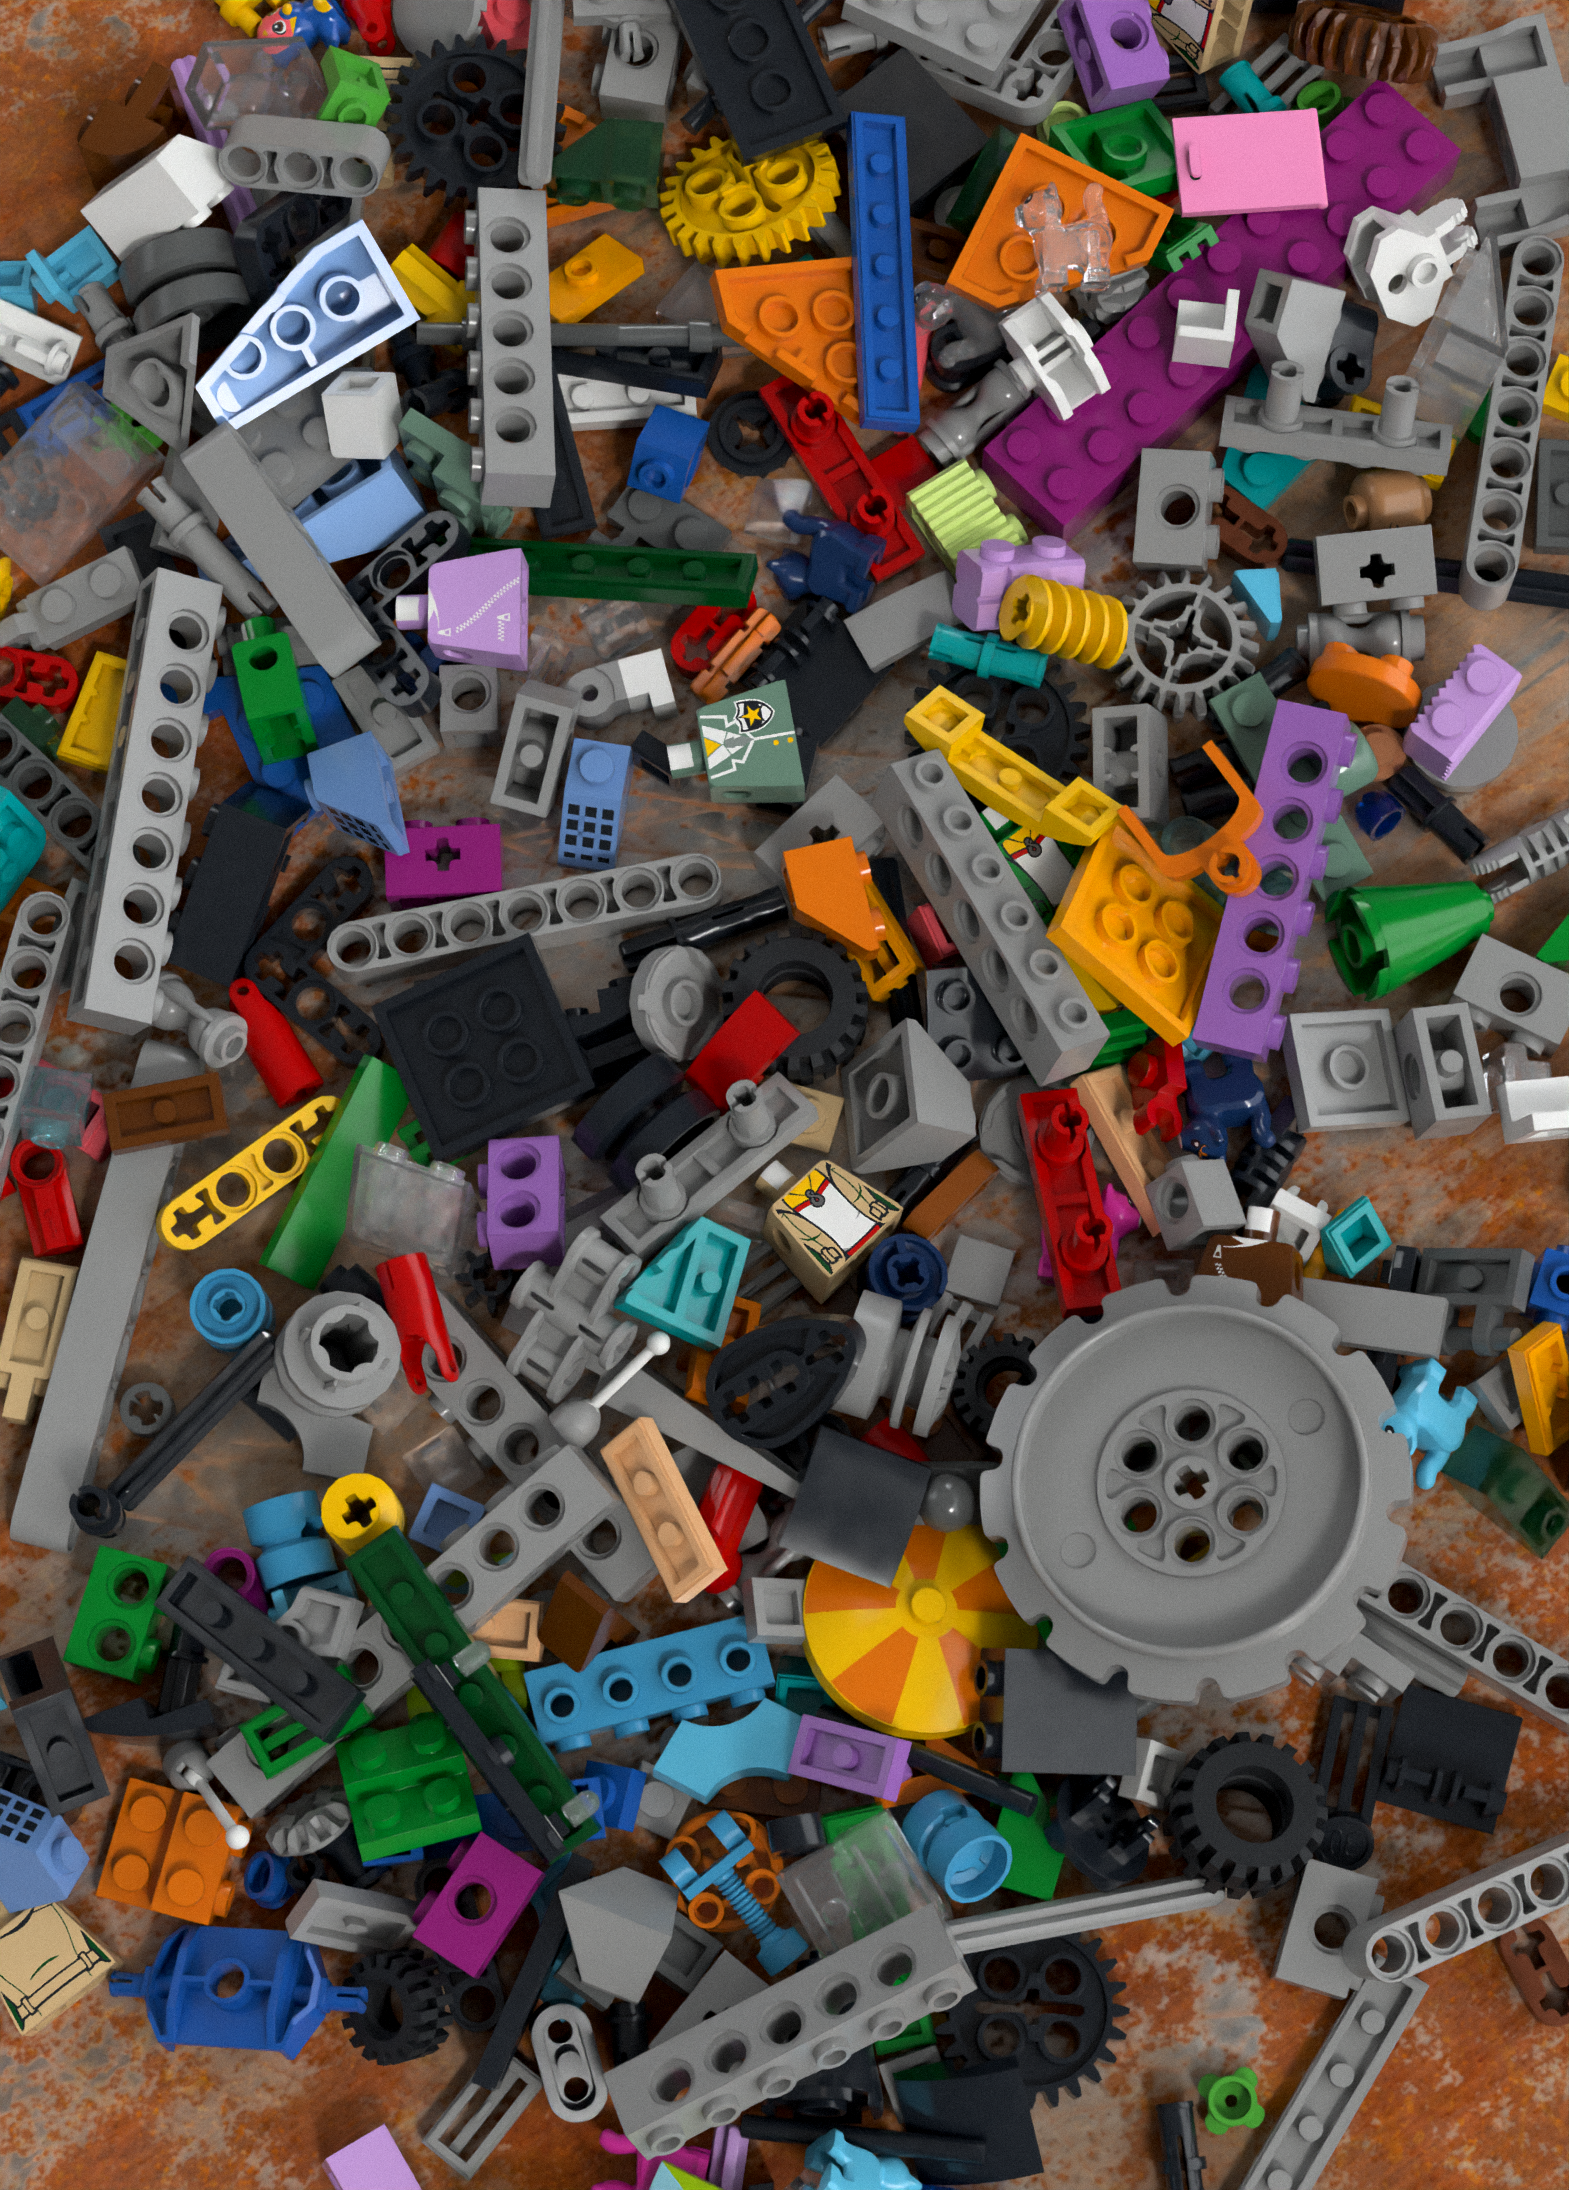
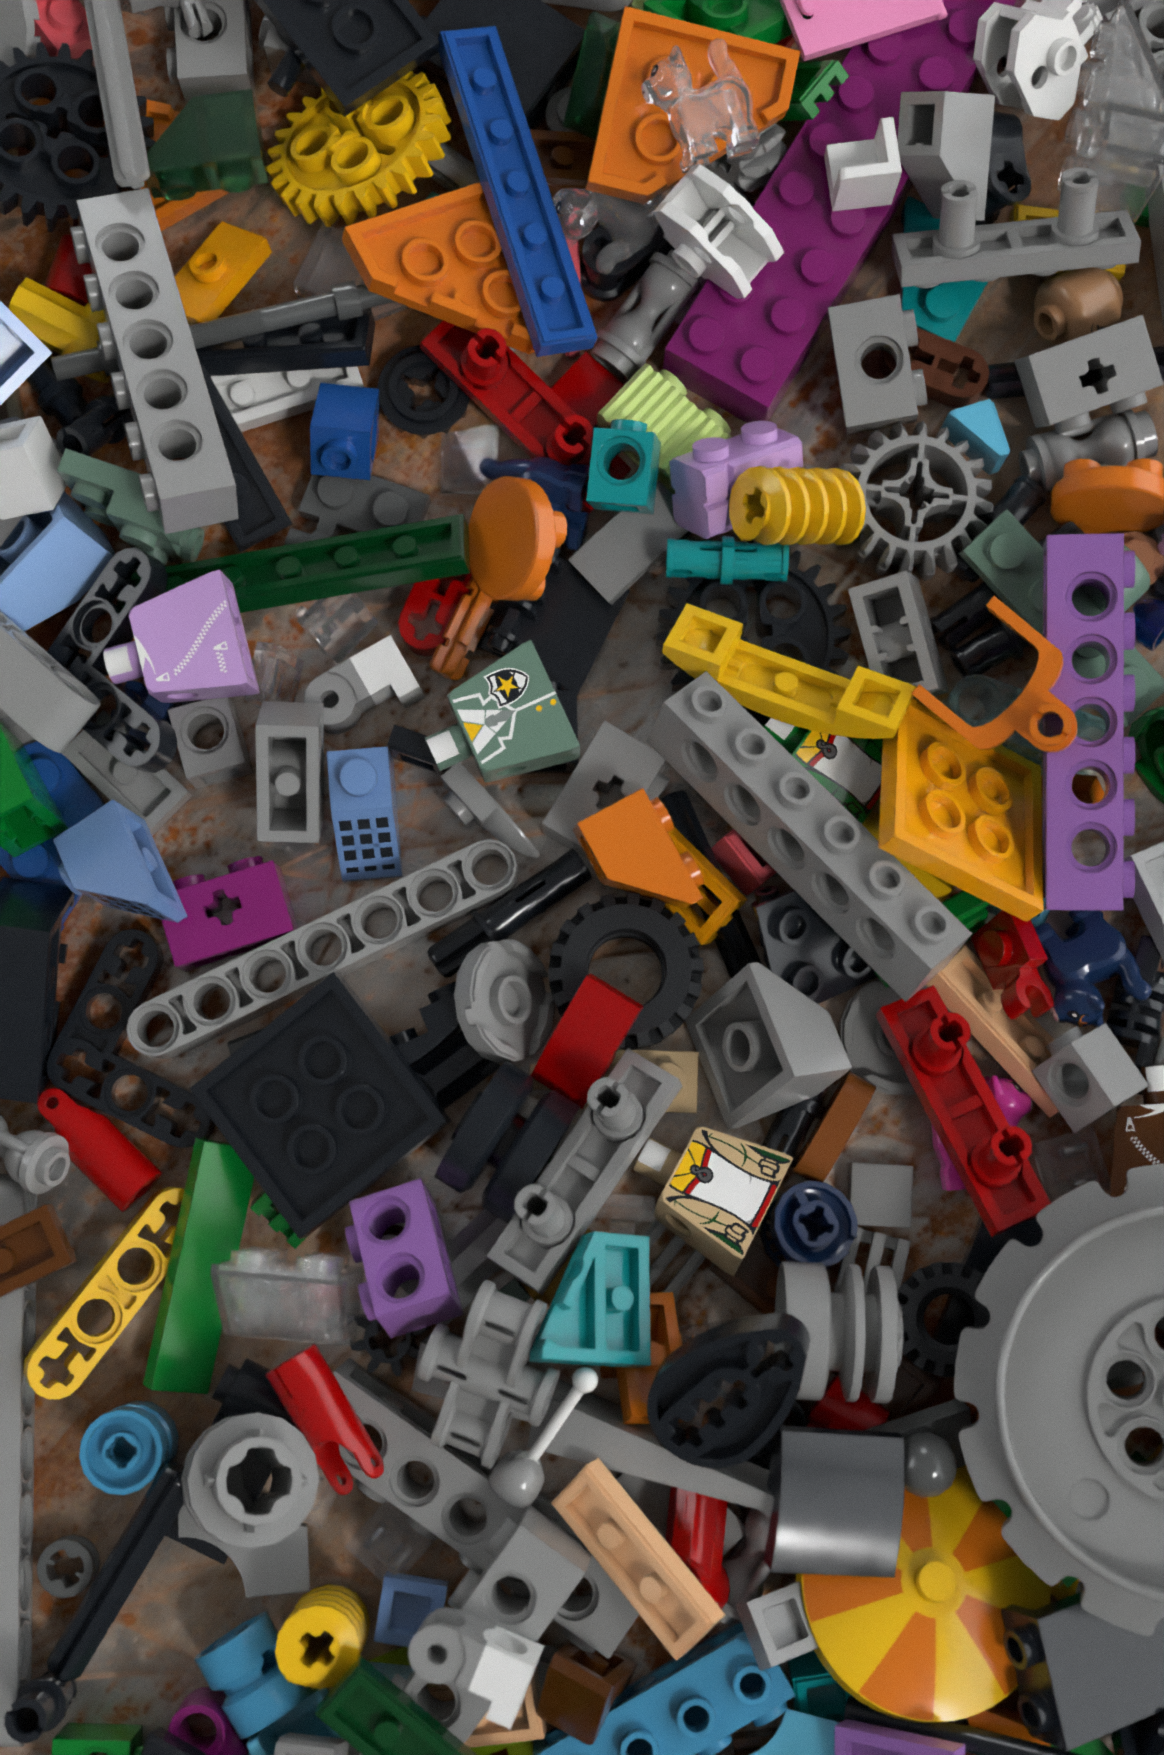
camera: 20 degrees left, 5 degrees up
(501, 1545) = (476, 1658): none -> leg
(695, 819) = (471, 801): none -> light grey plate
(794, 587) = (513, 539): none -> orange tile
(918, 573) = (631, 494): none -> teal brick

